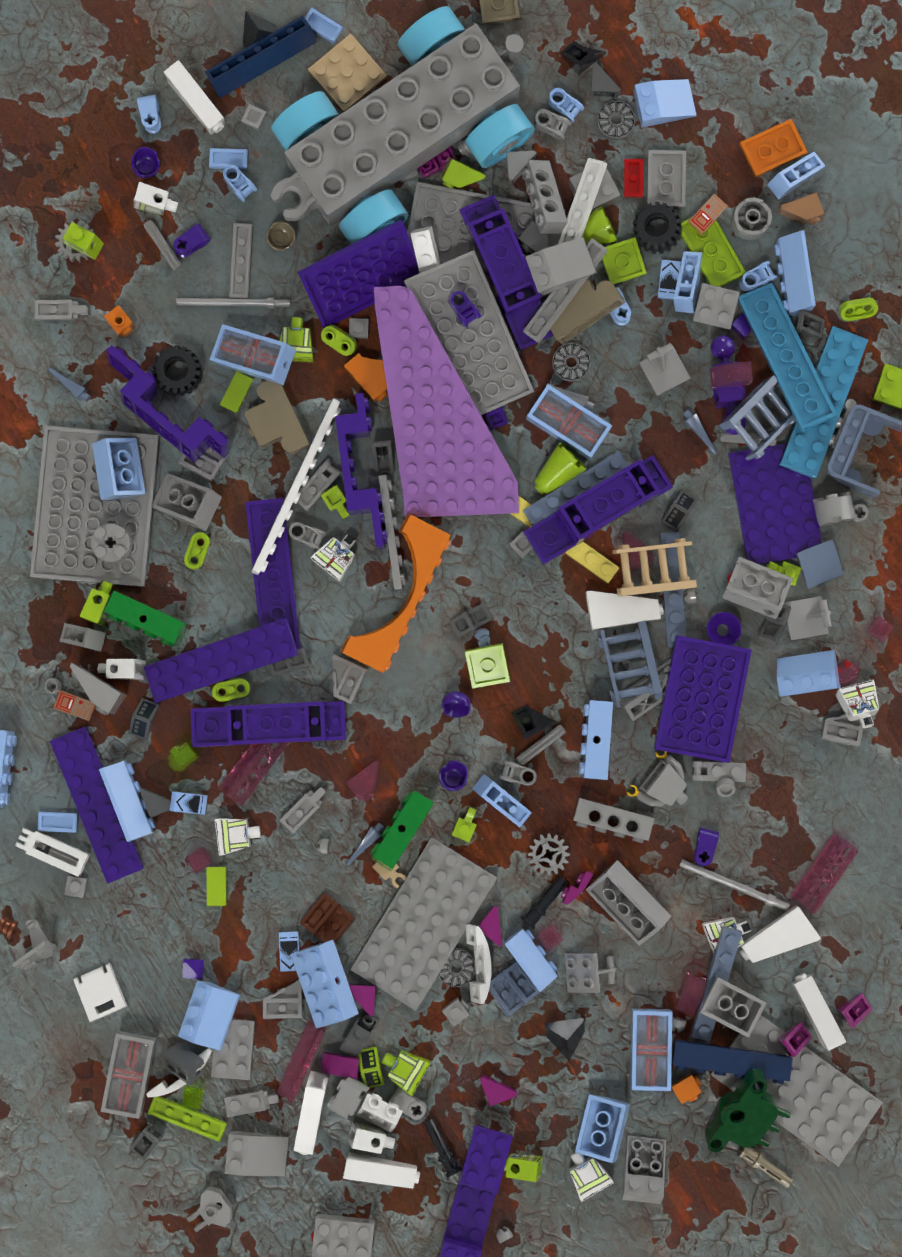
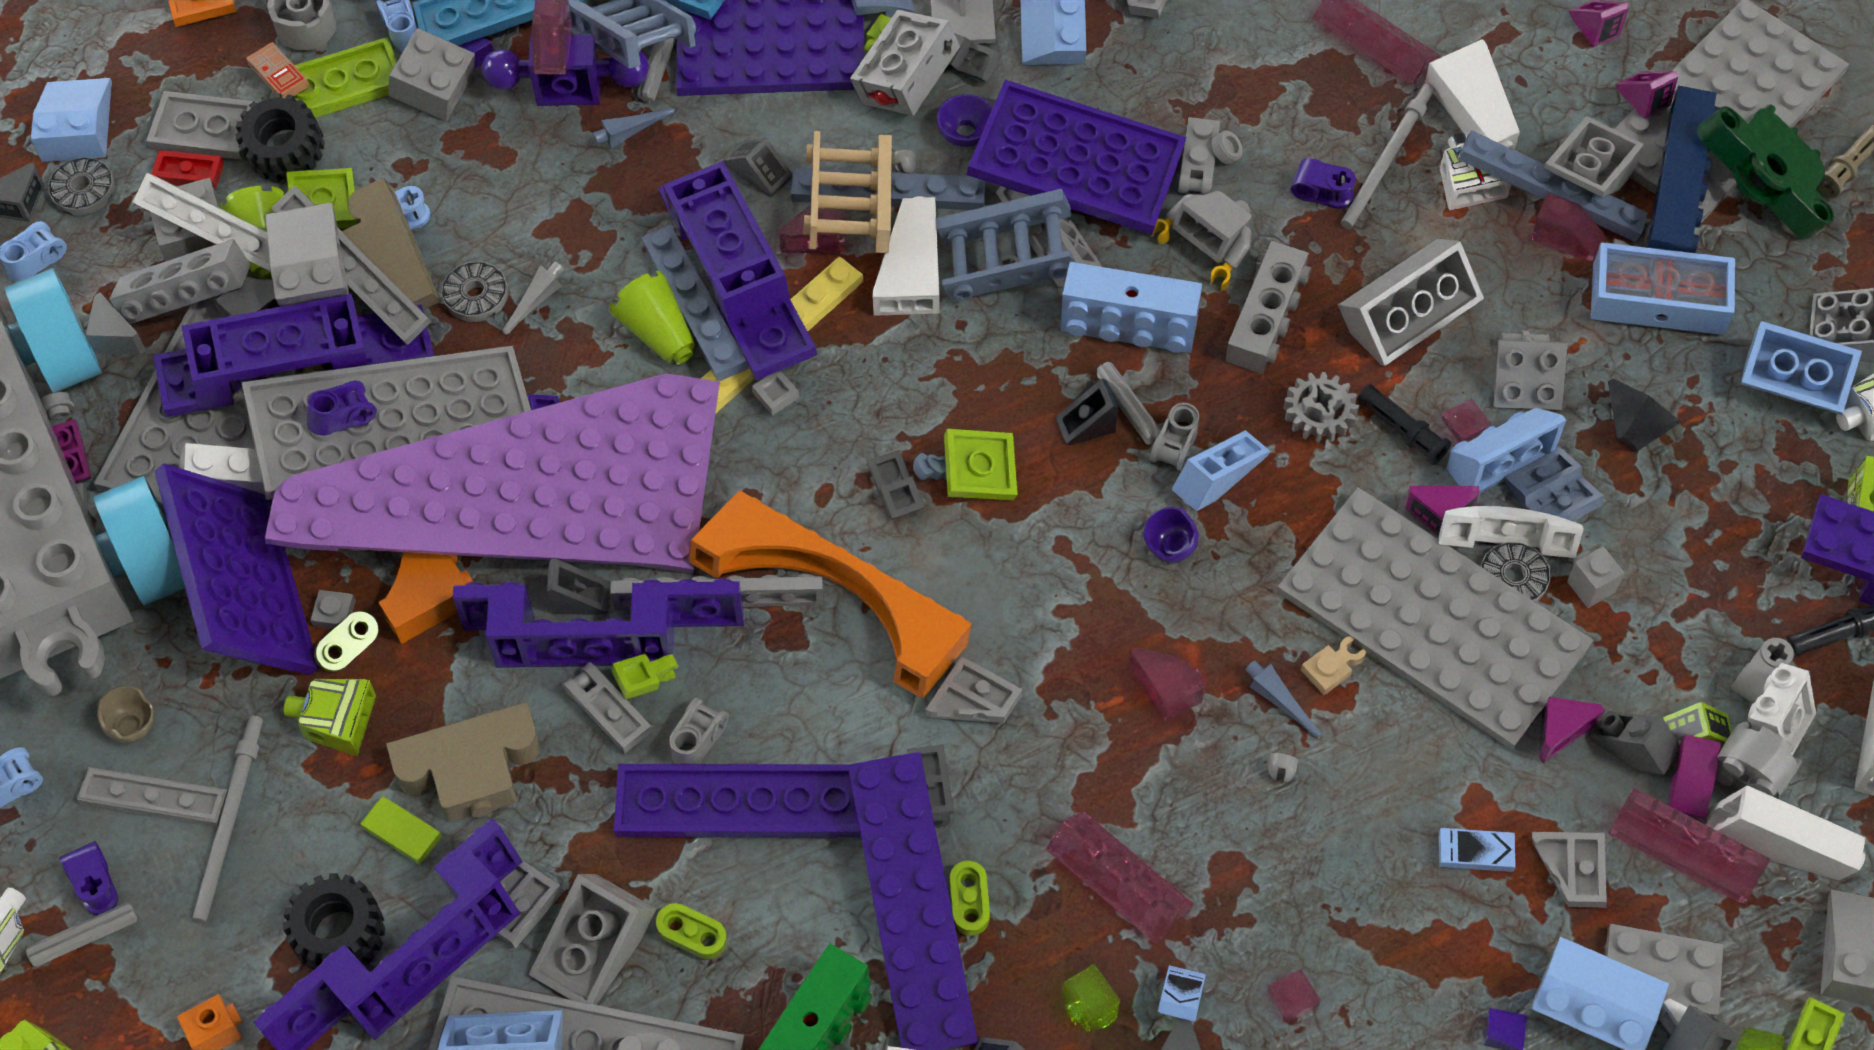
camera: 85 degrees left, 25 degrees down
(216, 886) = (1346, 968): lime tile -> none
(234, 834) = (1250, 920): torso -> none
(249, 1102) = (1766, 951): light grey hinge -> none
(252, 354) = (336, 775): brick -> none
(268, 724) = (1043, 842): dark purple bracket -> none
(293, 494) = (602, 733): white plate -> none
(302, 810) = (1211, 794): light grey hinge -> none
(324, 984) = (1543, 780): light blue brick -> none
(327, 919) = (1421, 776): copper slope -> none
(335, 557) = (747, 688): torso -> none
(362, 1136) = (1835, 728): white torso -> none
(395, 842) = (1266, 617): green brick -> none
(406, 1070) = (1702, 668): lime torso -> none
(456, 704) = (1043, 518): dark purple hair -> none
(459, 174) = (99, 414): lime slope -> none
(465, 827) = (1263, 534): lime plate -> none
(496, 1091) = (1740, 532): magenta slope -> none
(553, 124) = (65, 265): light grey piece -> none
(568, 422) = (574, 296): clear brick -> none
(572, 892) = (1391, 378): magenta slope -> none
(664, 369) = (517, 160): light grey plate -> none
(668, 279) = (370, 141): light blue tile -> none
(687, 1088) = (1729, 242): orange brick -> none
(688, 282) = (384, 109): light blue slope -> none
(818, 1012) = (1604, 56): white slope -> none

